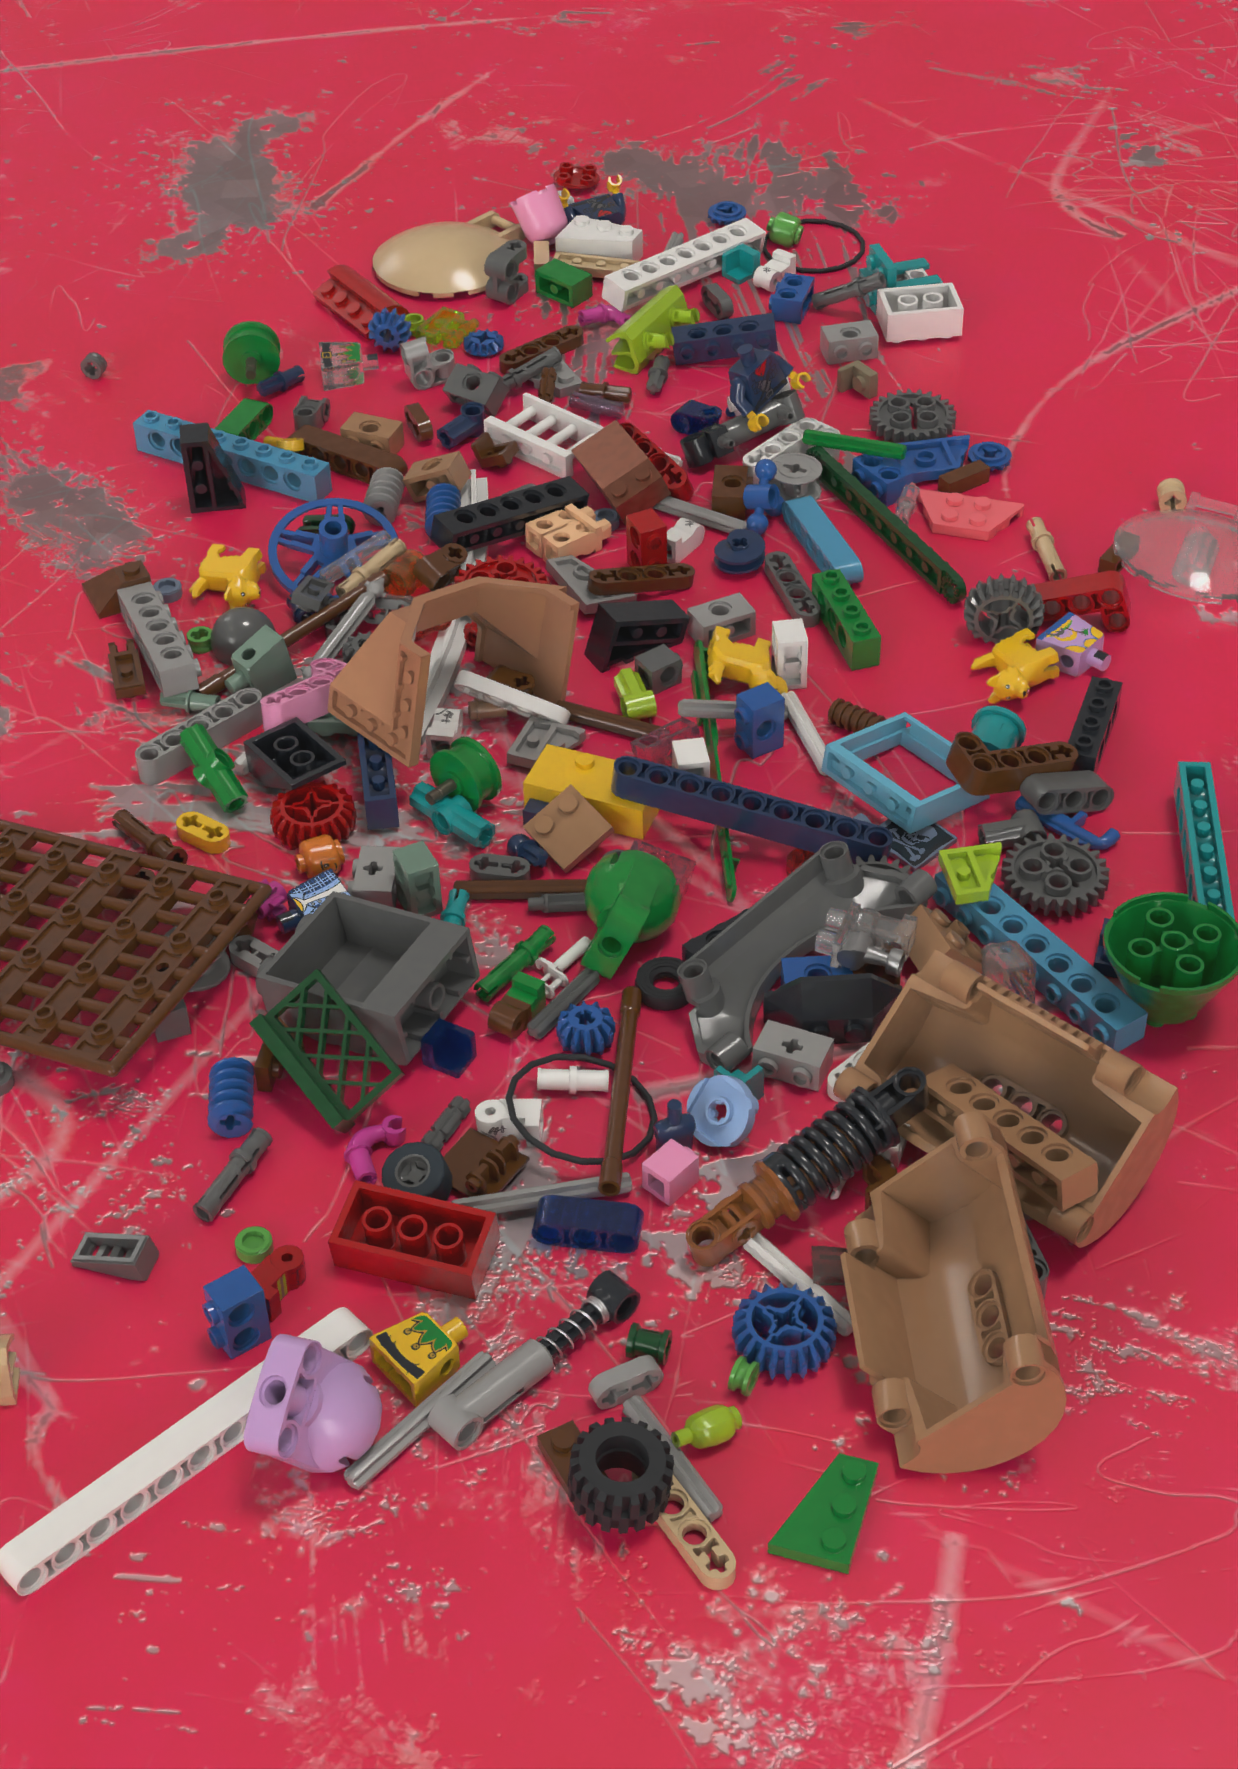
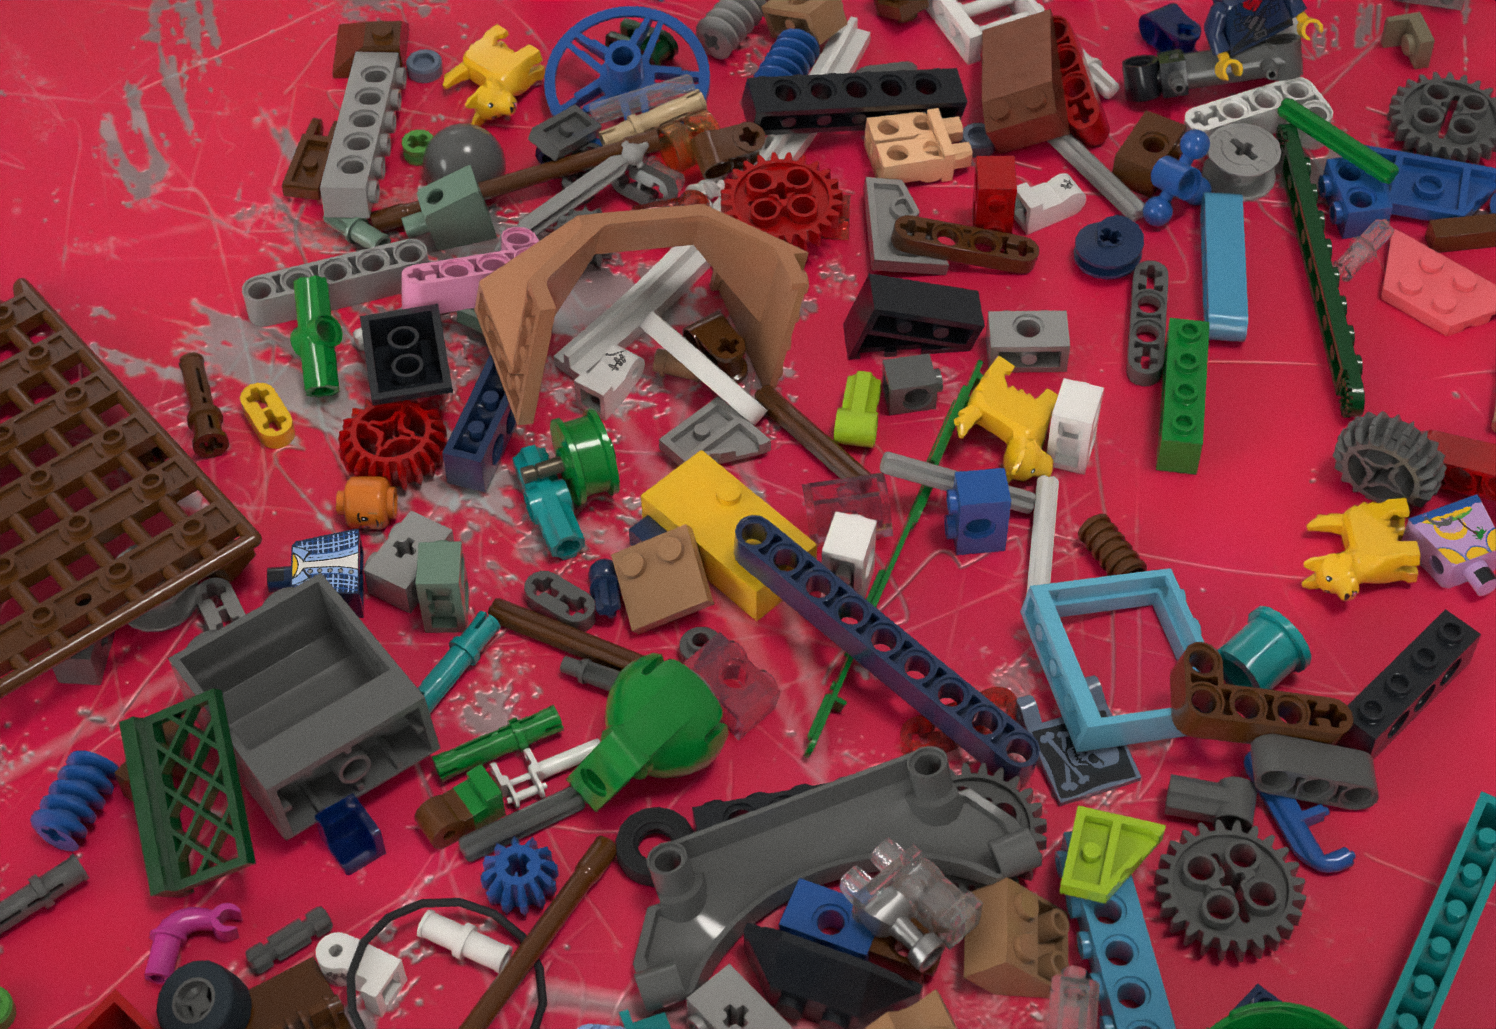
camera: 25 degrees right, 10 degrees up
(274, 904) = (276, 540): dark pink gear -> none

